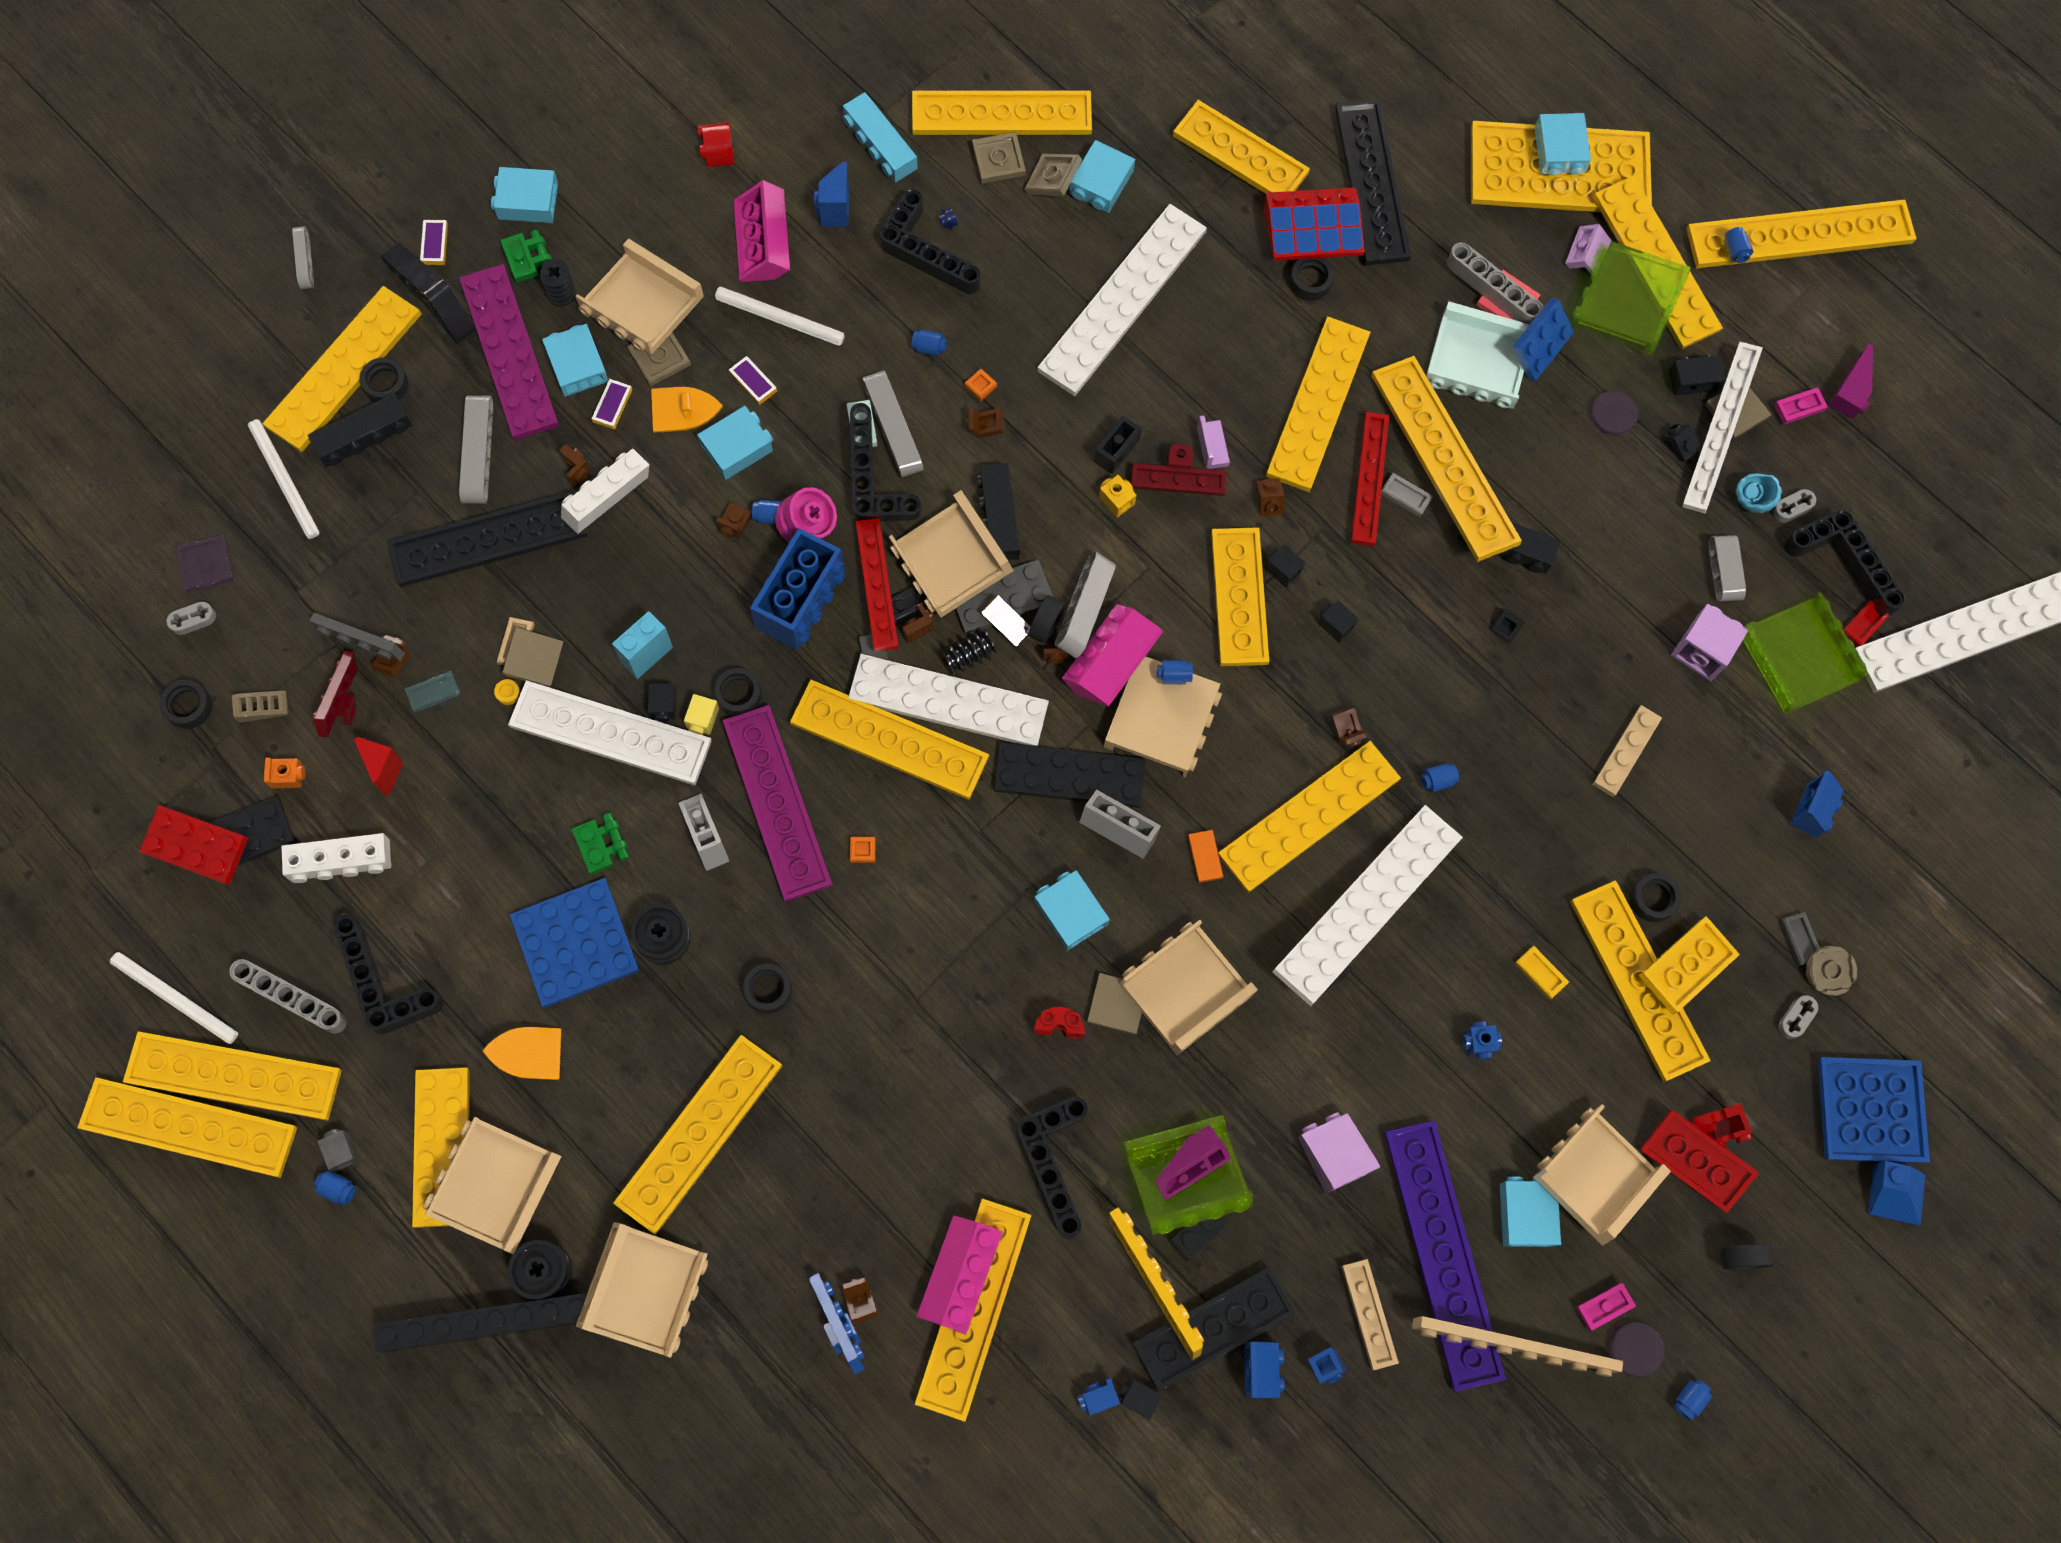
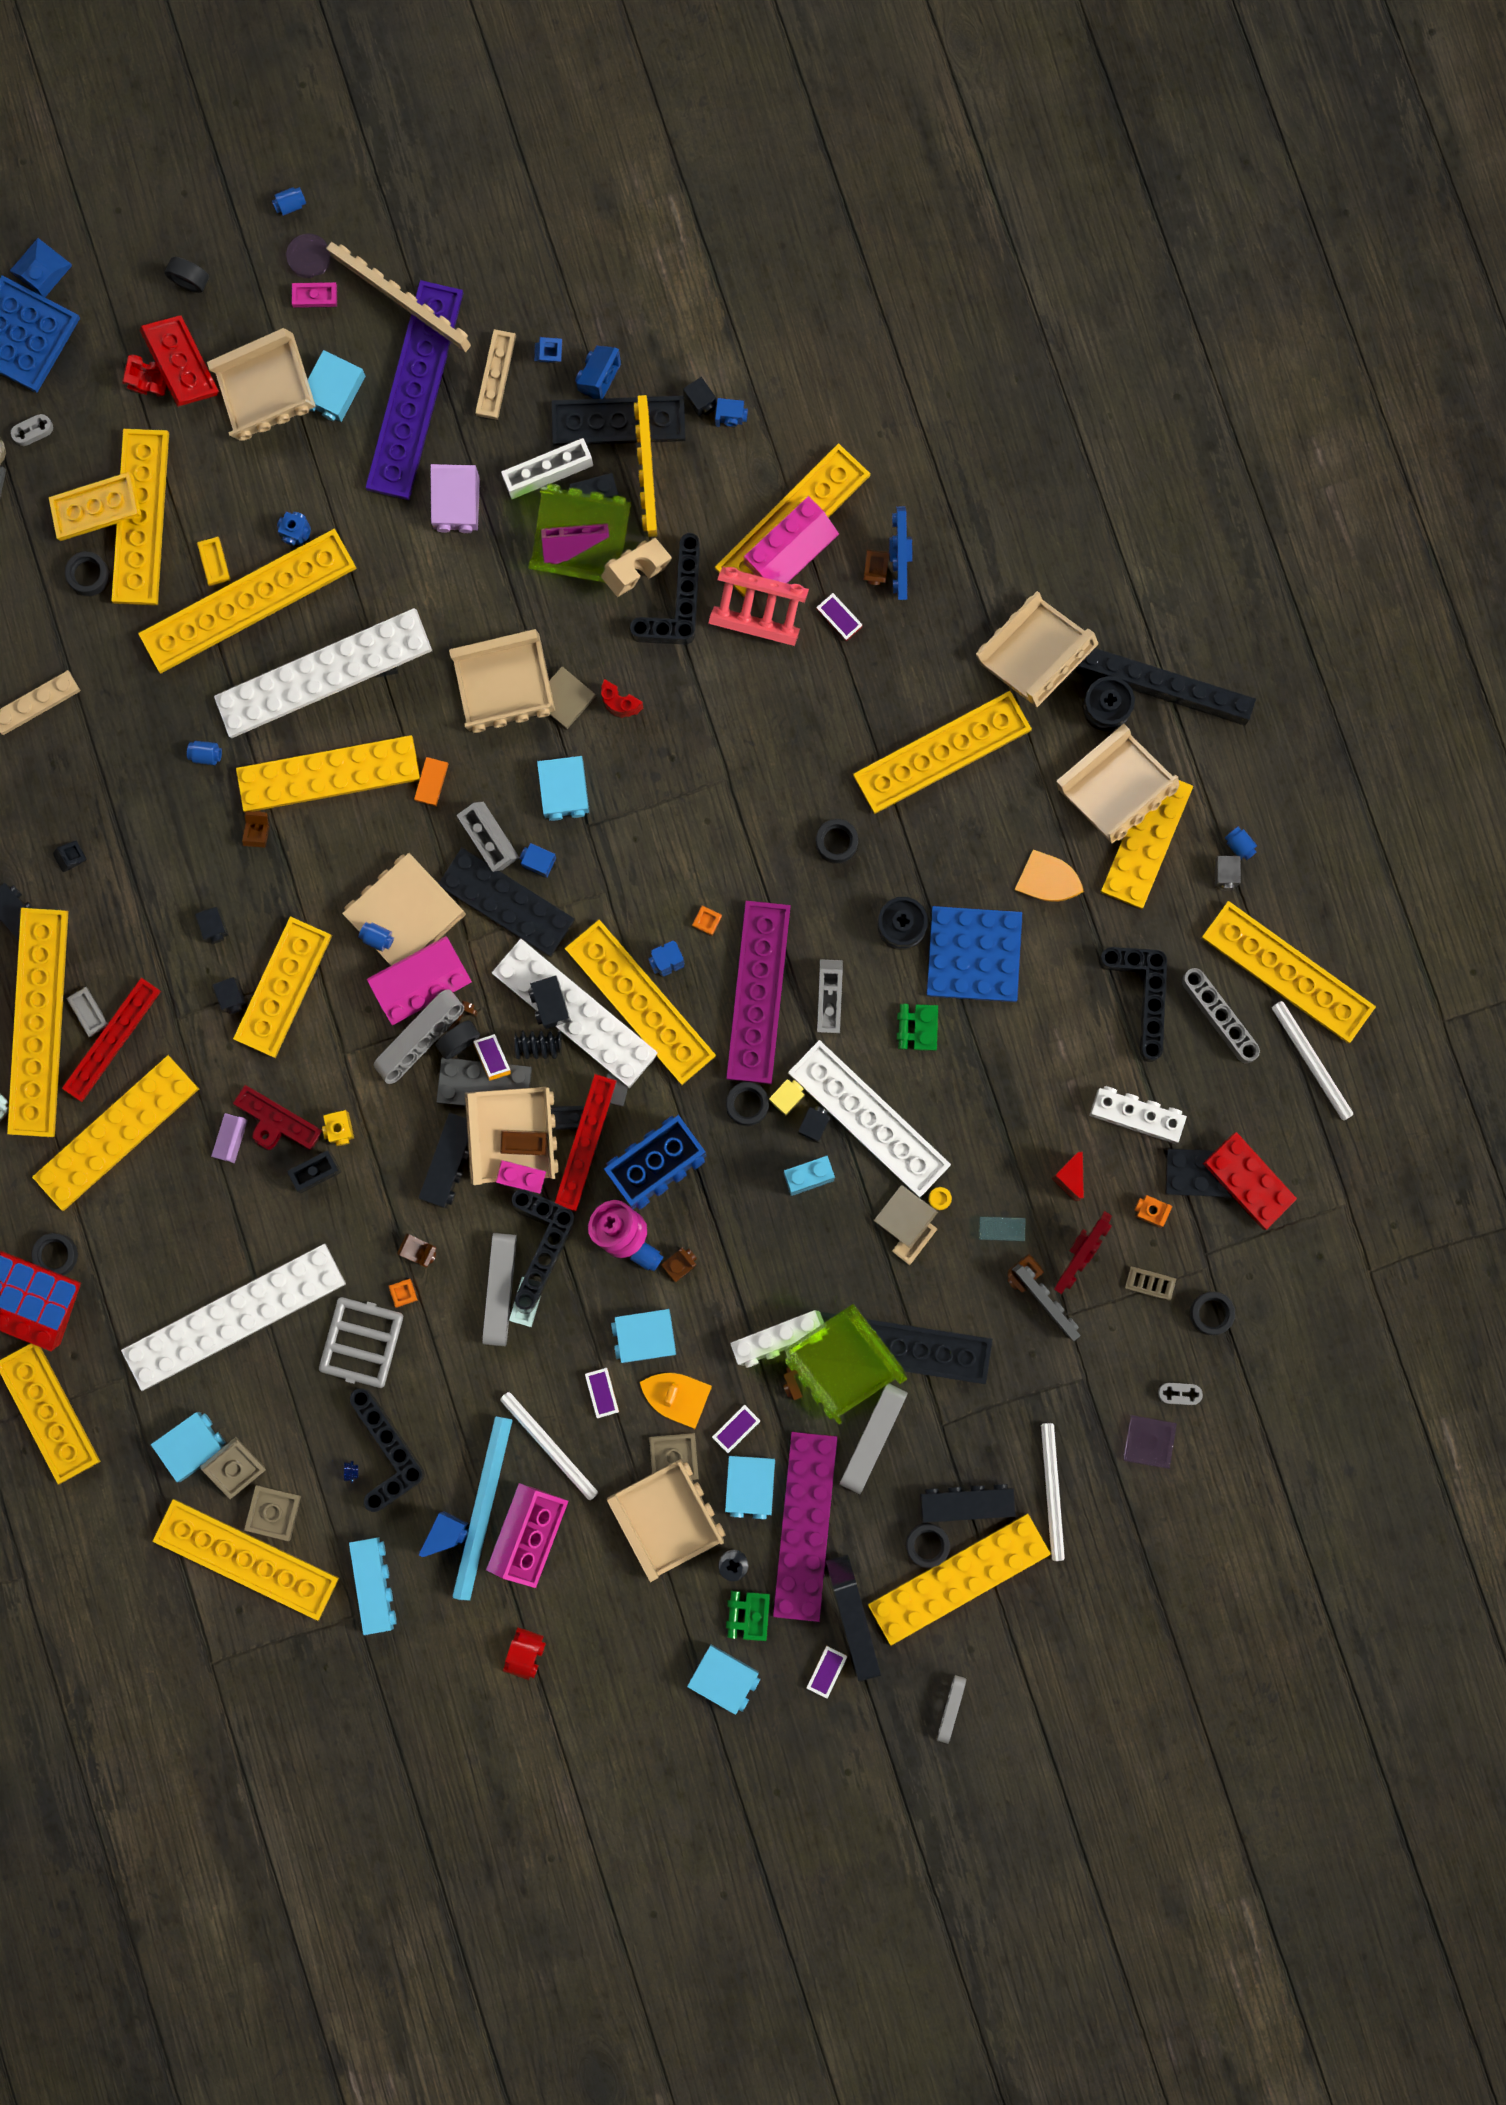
camera: 145 degrees left, 10 degrees up
(187, 1127) = (1338, 947): yellow plate -> none
(531, 491) = (843, 1362): none -> clear neon green panel
(813, 239) = (482, 1508): none -> medium azure tile
(874, 1228) = (839, 617): none -> tile
(881, 786) = (666, 959): none -> blue brick
(919, 627) = (571, 1089): reddish brown bracket -> none
(922, 524) = (520, 1176): none -> dark pink plate
(929, 342) = (428, 1353): blue brick -> none
(935, 554) = (523, 1142): none -> reddish brown tile
(961, 1172) = (760, 627): none -> coral fence
(975, 691) = (550, 1002): none -> black brick
(1022, 313) = (384, 1360): none -> light grey bar
(1059, 827) = (537, 860): none -> blue brick
(1121, 1150) = (648, 557): none -> tan arch
(1260, 1233) = (547, 468): none -> white brick
(1270, 496) = (206, 1065): reddish brown bracket -> none
(1484, 948) = (247, 601): none -> yellow plate

